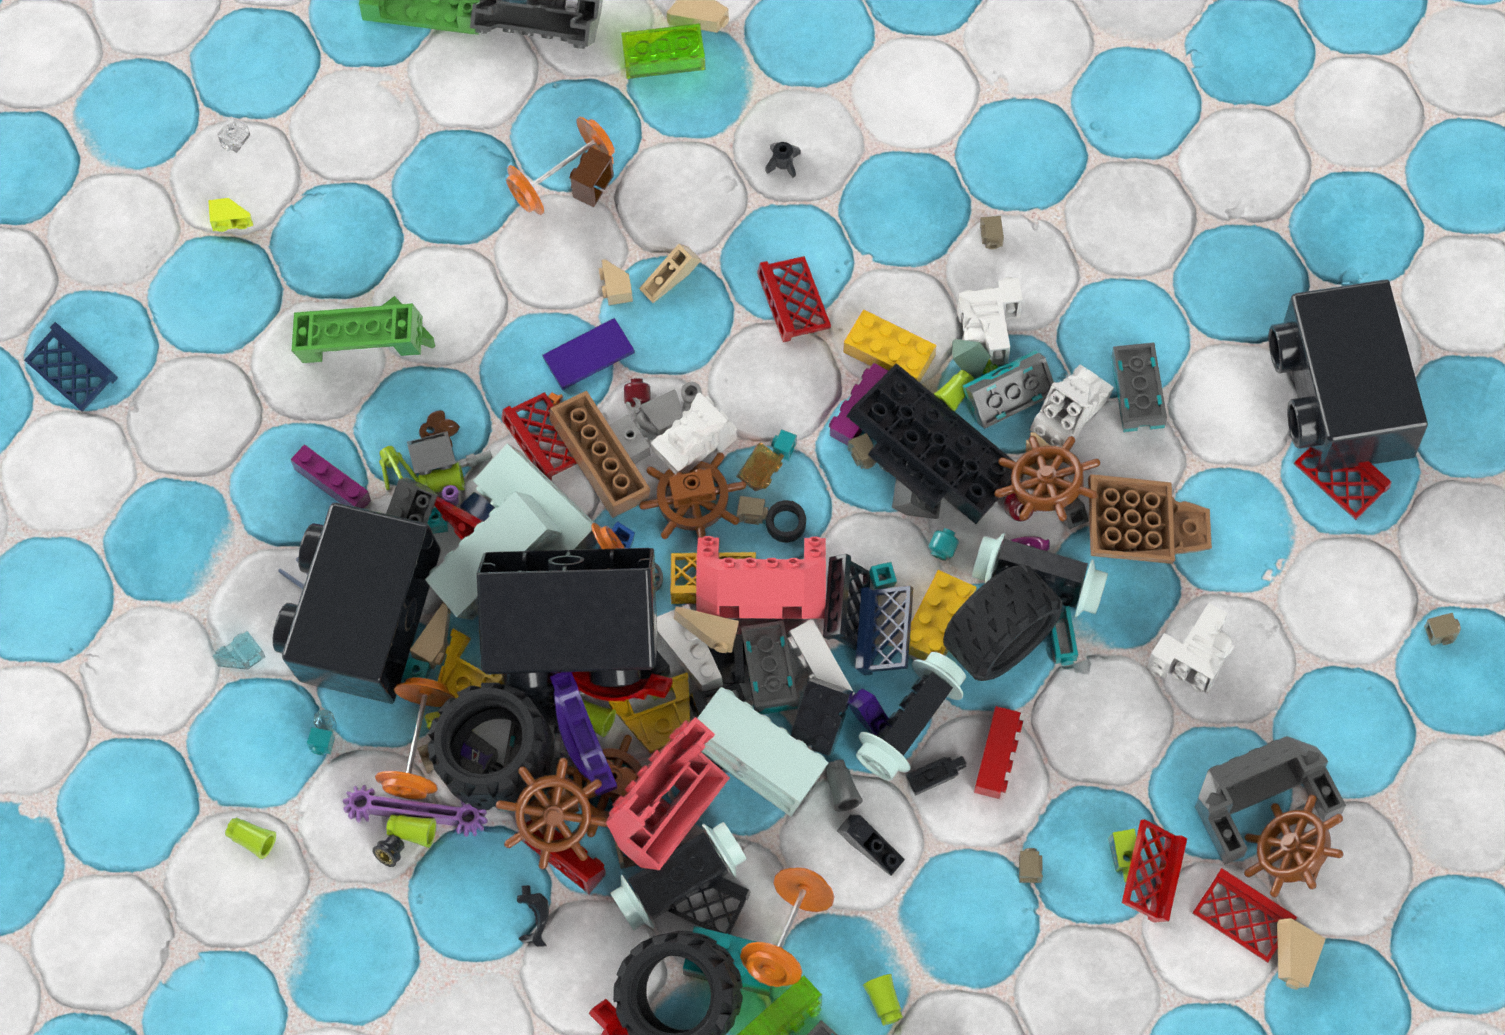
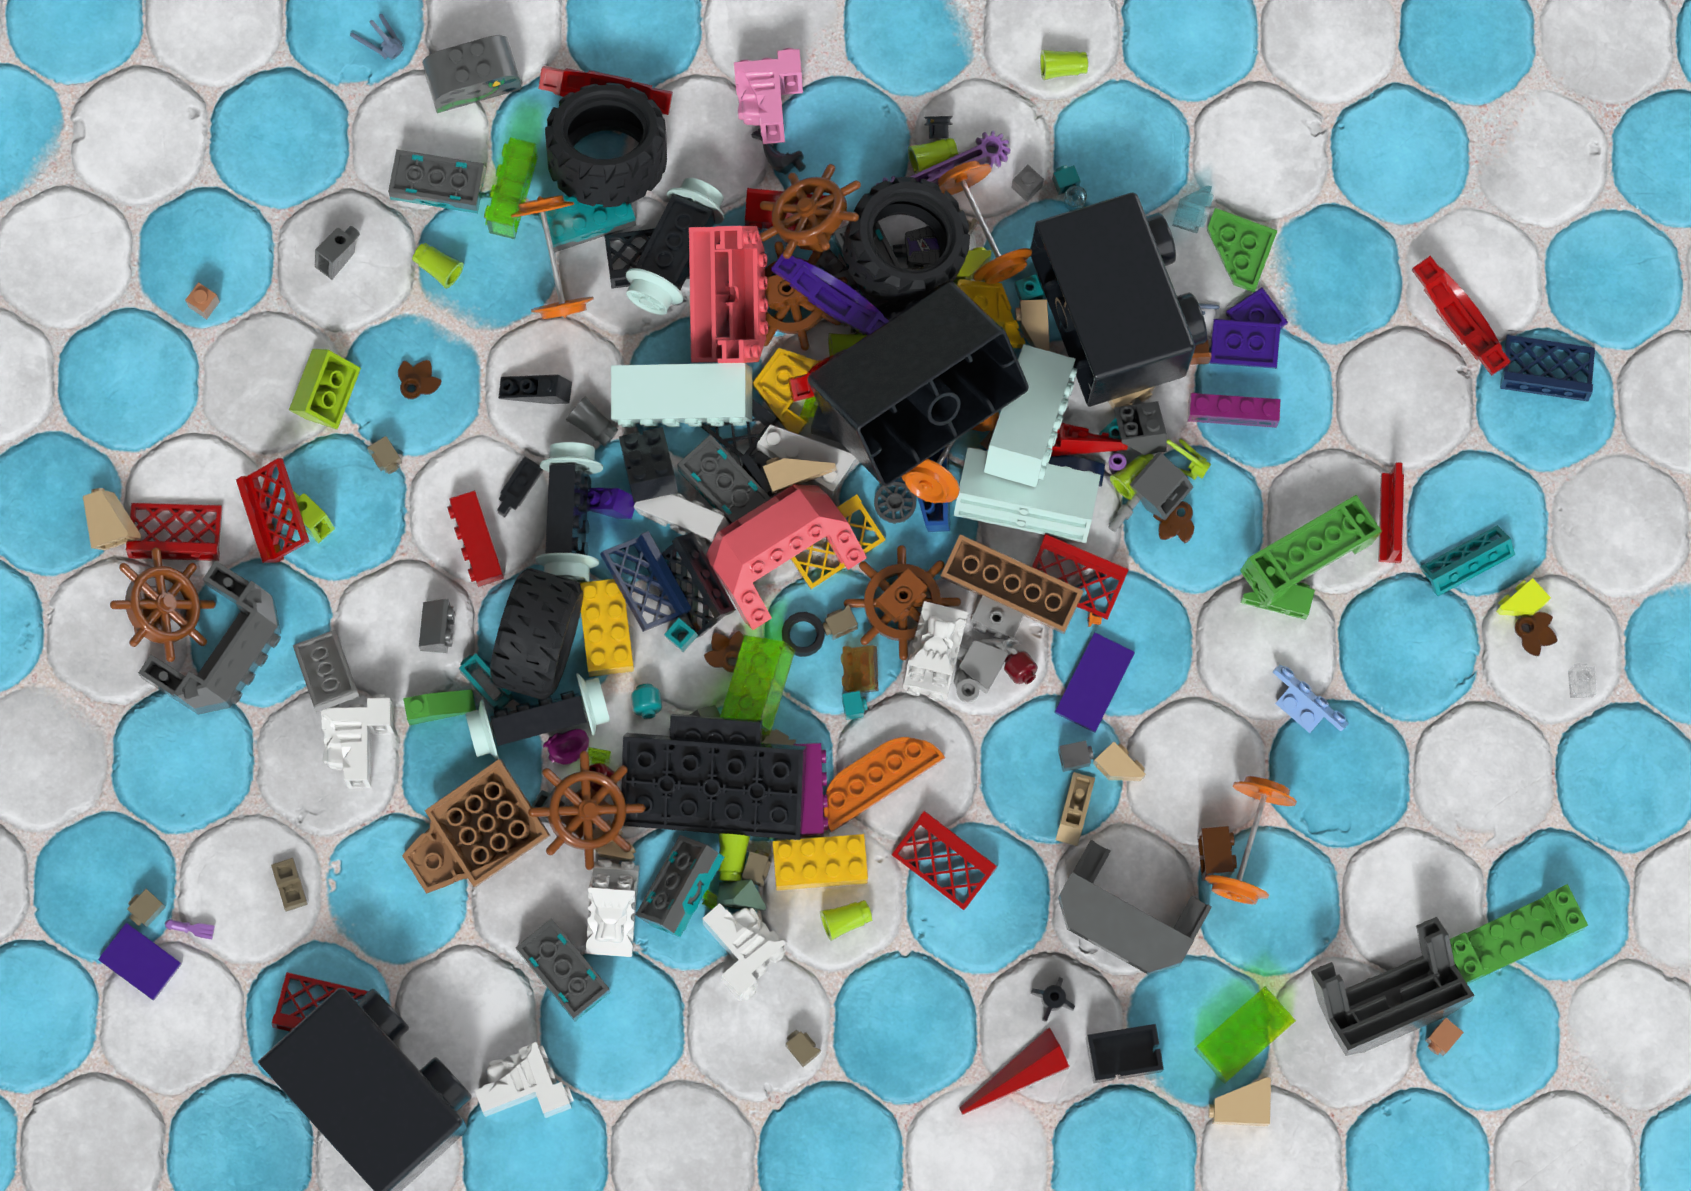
camera: 140 degrees right, 10 degrees up
(103, 436) = (1461, 315): none -> red piece
(226, 601) = (1241, 247): none -> bright green plate
(239, 190) = (1538, 634): none -> reddish brown plate
(244, 262) = (1471, 562): none -> teal fence
(256, 543) = (1257, 308): none -> dark purple tile
(272, 329) = (1391, 515): none -> red fence
(279, 523) = (1245, 343): none -> dark purple tile
(353, 756) = (1027, 183): none -> flat silver brick
(445, 243) = (1304, 705): none -> light blue bracket
(514, 964) = (760, 91): none -> bright pink brick
(643, 308) = (1075, 756): none -> flat silver brick
(699, 160) = (1122, 927): none -> dark grey wedge
(755, 90) = (1124, 1053): none -> black piece
(802, 383) = (877, 777): none -> orange plate
(829, 122) = (1036, 1062): none -> red wedge
(849, 498) = (758, 681): none -> clear neon green brick
(852, 547) = (723, 650): none -> reddish brown plate
(898, 299) = (845, 918): none -> lime plant
(940, 373) = (757, 867): none -> dark tan window
(959, 916) = (419, 377): none -> reddish brown plate
(1008, 526) = (599, 755): none -> clear neon green plate
(1046, 954) = (325, 388): none -> lime slope
(1075, 699) = (435, 626): none -> dark grey slope
(1112, 641) = (438, 706): none -> bright green slope
(1188, 715) = (325, 671): none -> light grey tile
(1222, 326) = (521, 1079): none -> white brick
(1314, 581) = (289, 884): none -> dark tan slope
(1408, 591) = (199, 929): none -> medium lavender piece
(1469, 595) = (139, 961): none -> dark purple tile

